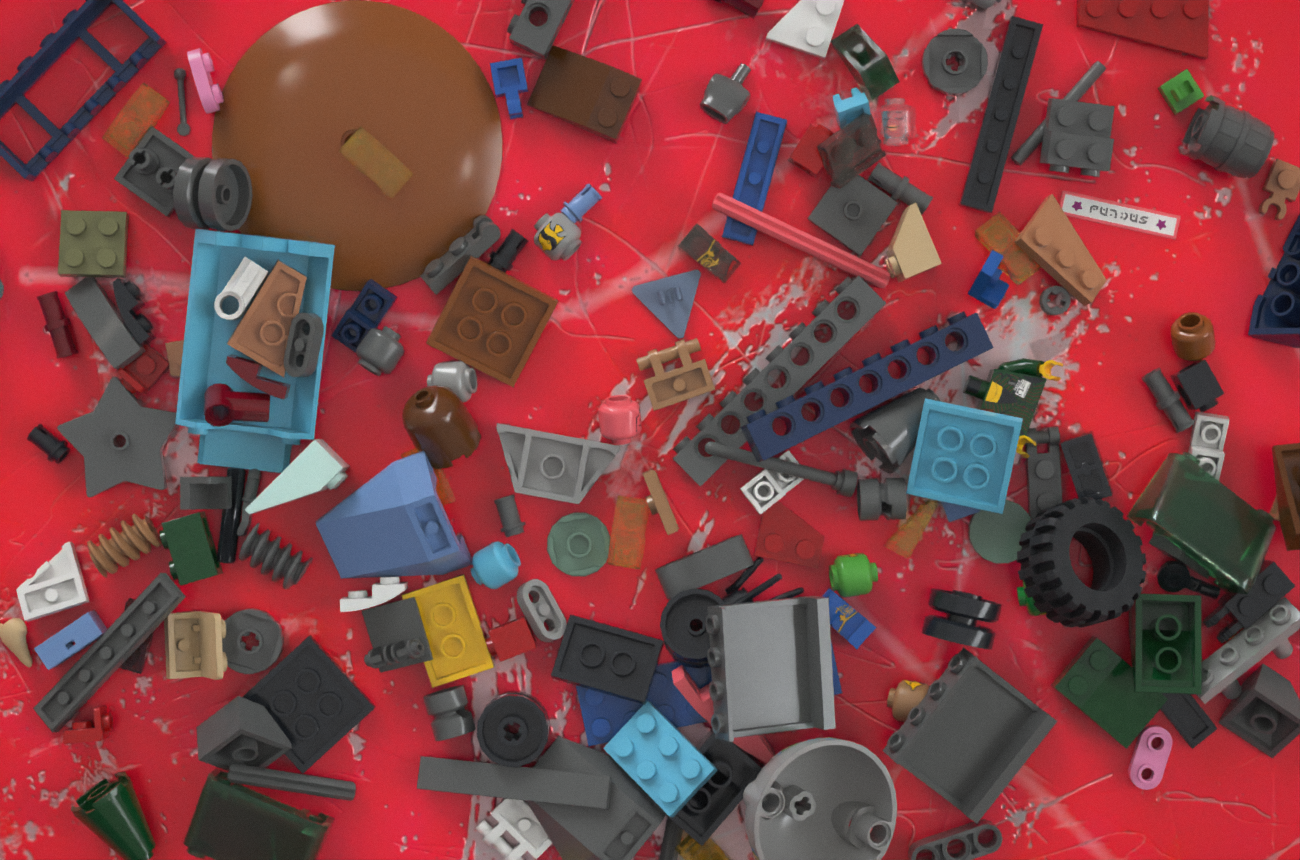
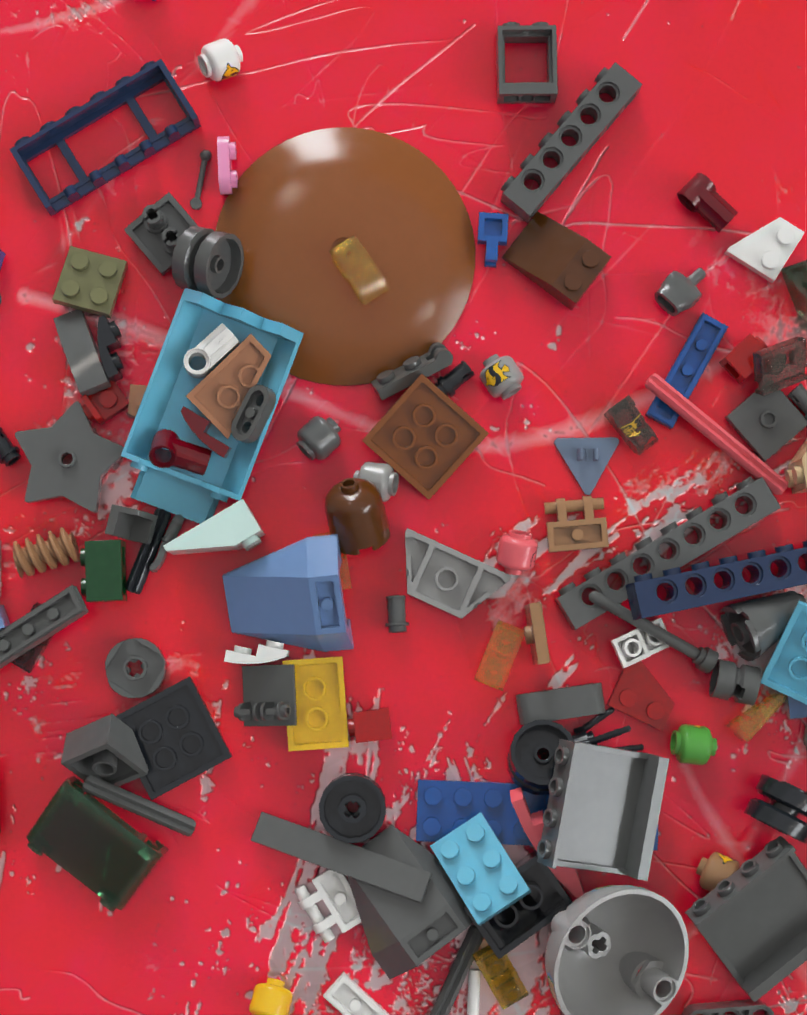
camera: 10 degrees right, 5 degrees down
(57, 324) = (39, 344): dark red pin -> none
(135, 119) = (156, 183): slope -> none
(195, 645) = (85, 659): tan bracket -> none
(274, 557) = (176, 598): dark grey piece -> none
(364, 314) = (313, 402): dark blue slope -> none
(449, 713) = (298, 778): dark grey wheel -> none
(495, 565) = (373, 654): medium azure head -> none
(541, 610) = (404, 706): light grey plate -> none
(578, 544) = (452, 655): sand green tile -> none
(581, 203) = (529, 353): medium blue pin -> none
(607, 659) = (453, 765): black plate -> none
(847, 620) = (679, 786): blue leg -> none
(850, 108) = (787, 329): medium azure tile -> none

